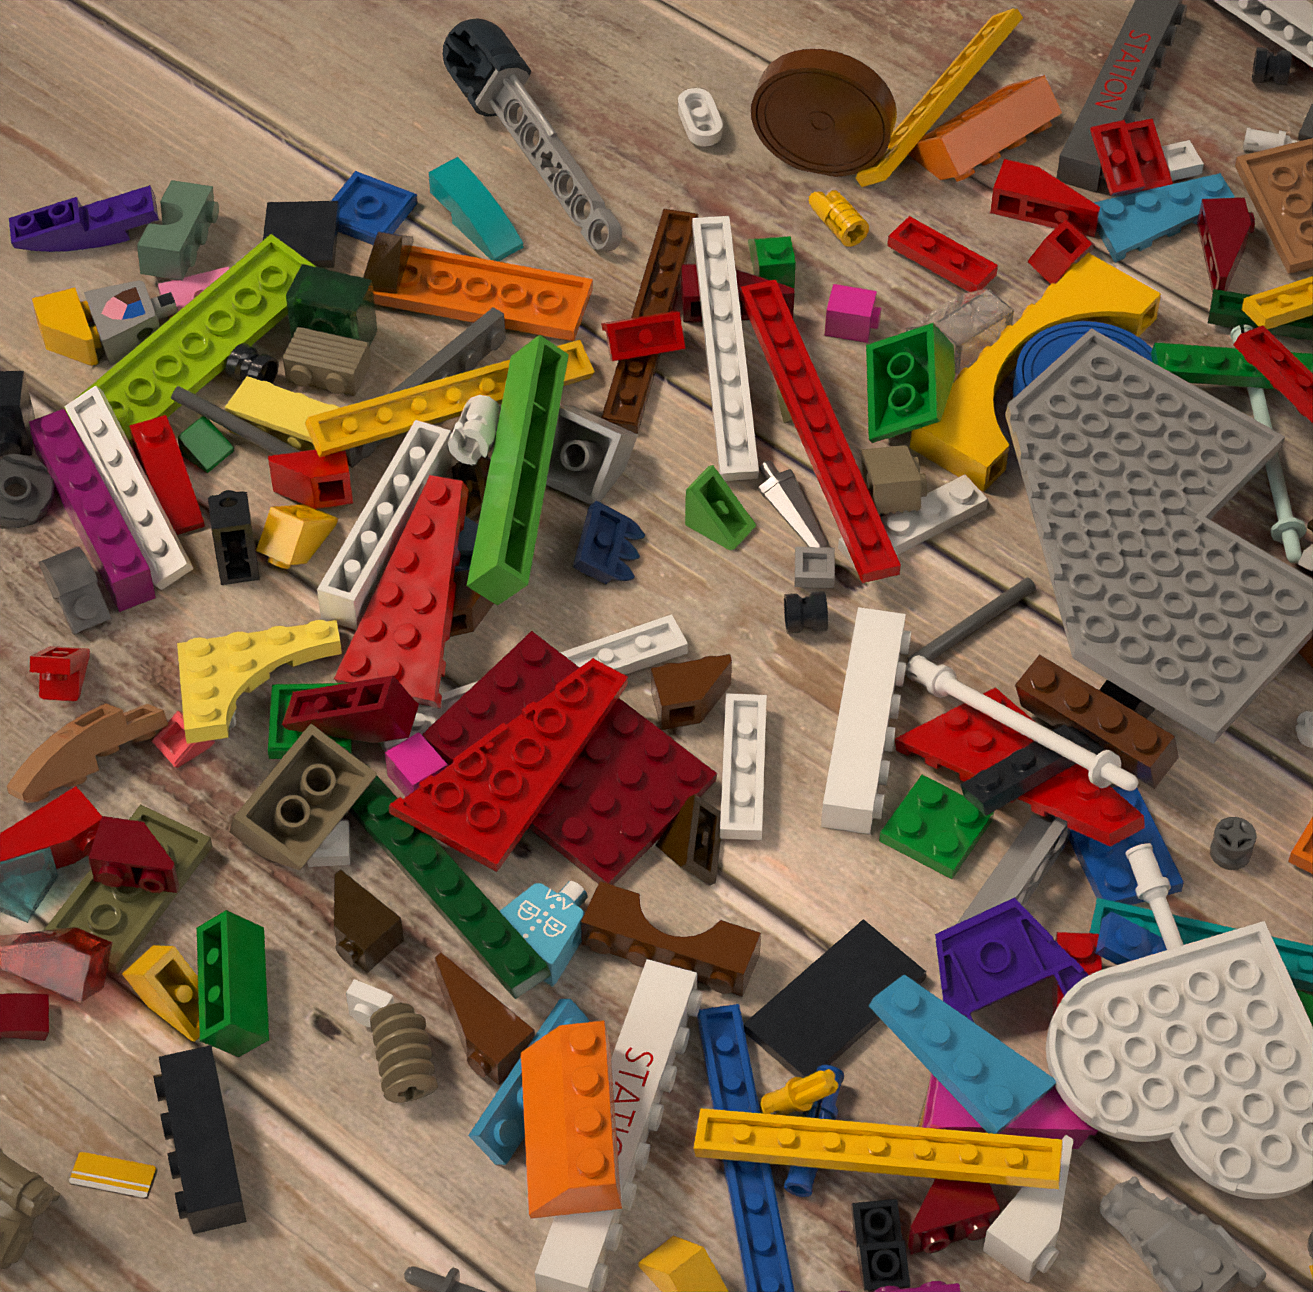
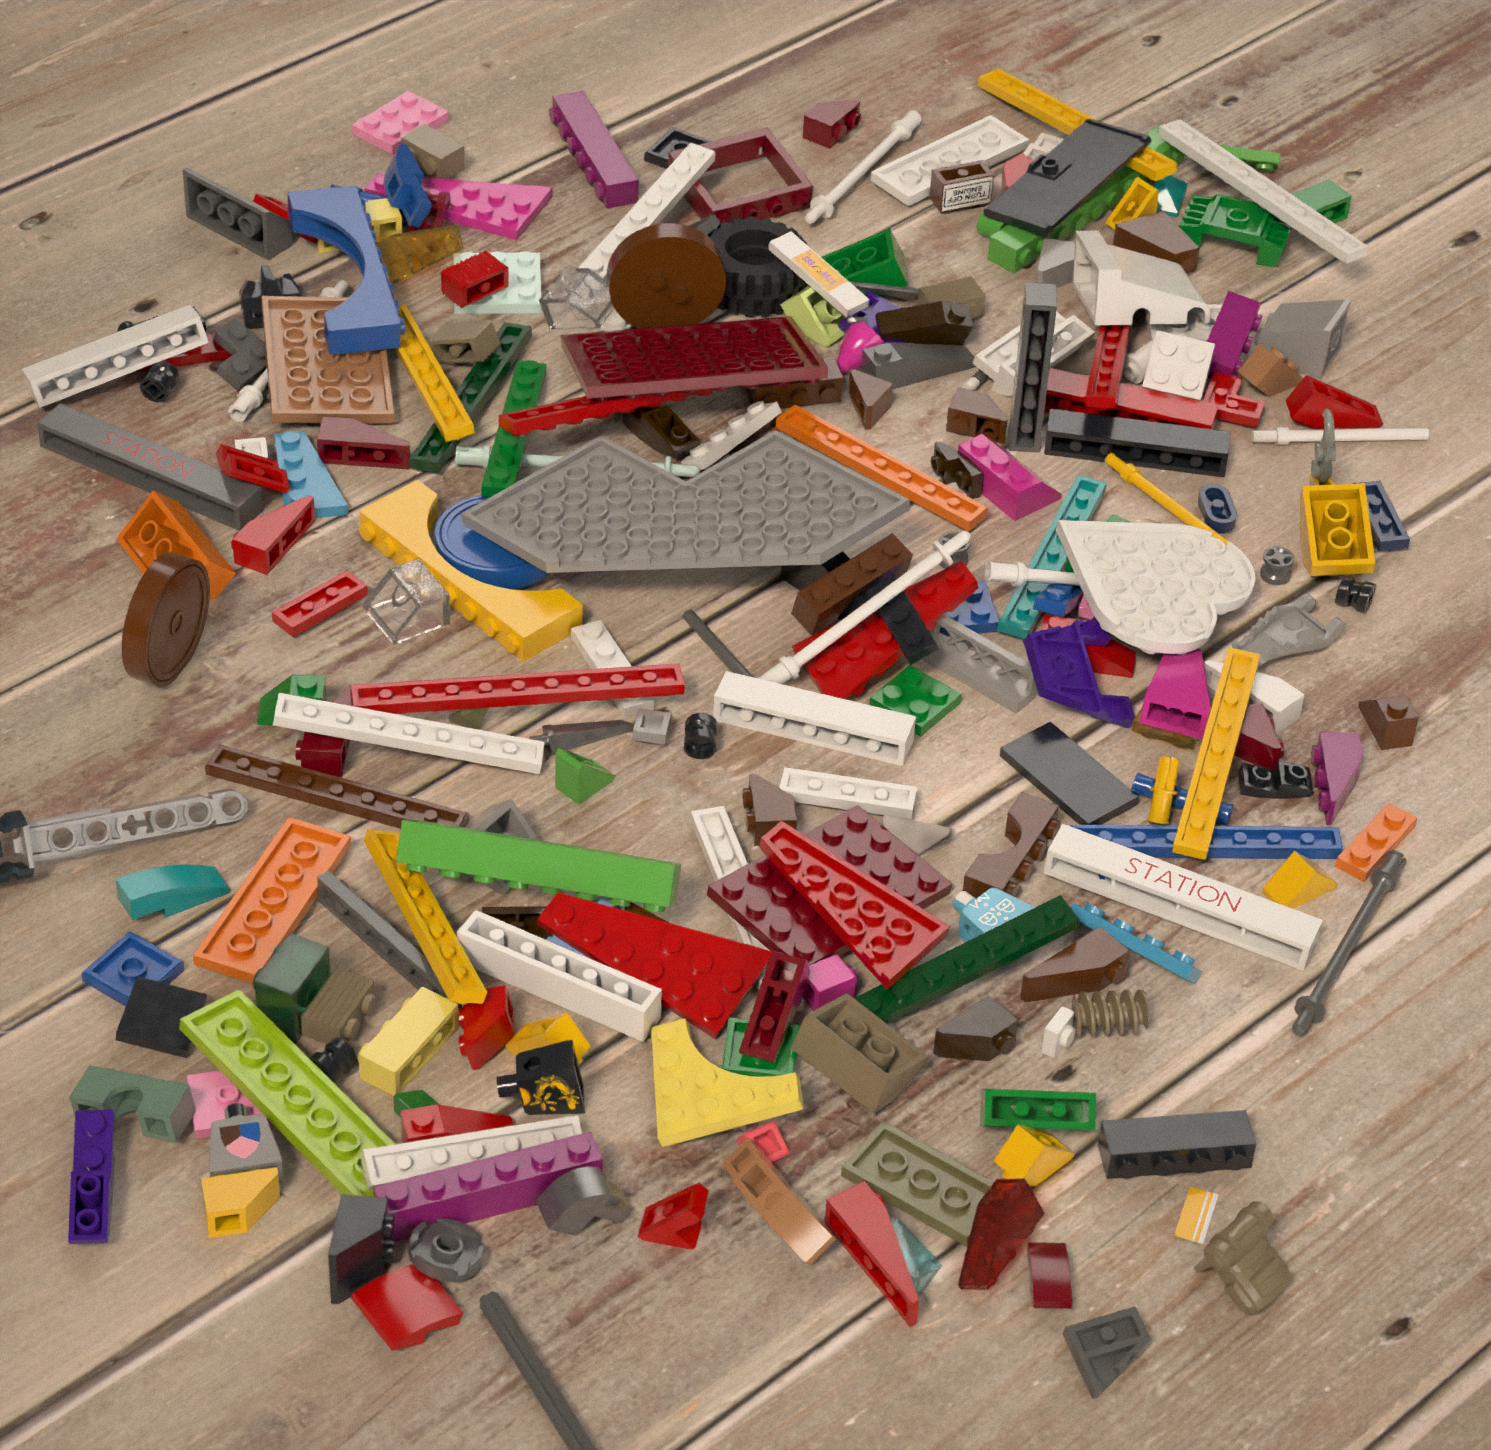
camera: 85 degrees left, 10 degrees down
(131, 856) = (909, 1160): dark red slope -> none
(231, 422) = (411, 1072): dark grey bar -> none
(388, 261) = (229, 944): dark brown slope -> none
(475, 430) = (475, 893): white piece -> none
(570, 1122) = (1196, 899): orange slope -> none
(606, 544) = (587, 838): dark blue plate -> none
(644, 335) = (371, 785): red panel -> none
(700, 117) = (93, 727): white plate -> none
(839, 217) = (253, 656): yellow hinge -> none
(851, 313) = (375, 662): dark pink brick -> none
(893, 479) = (581, 653): dark tan brick -> none
(908, 381) = (487, 631): green slope -> none
(941, 95) = (100, 557): yellow tile -> none
(967, 1060) = (1156, 684): dark azure wing -> none
(1060, 251) = (345, 528): red slope -> none

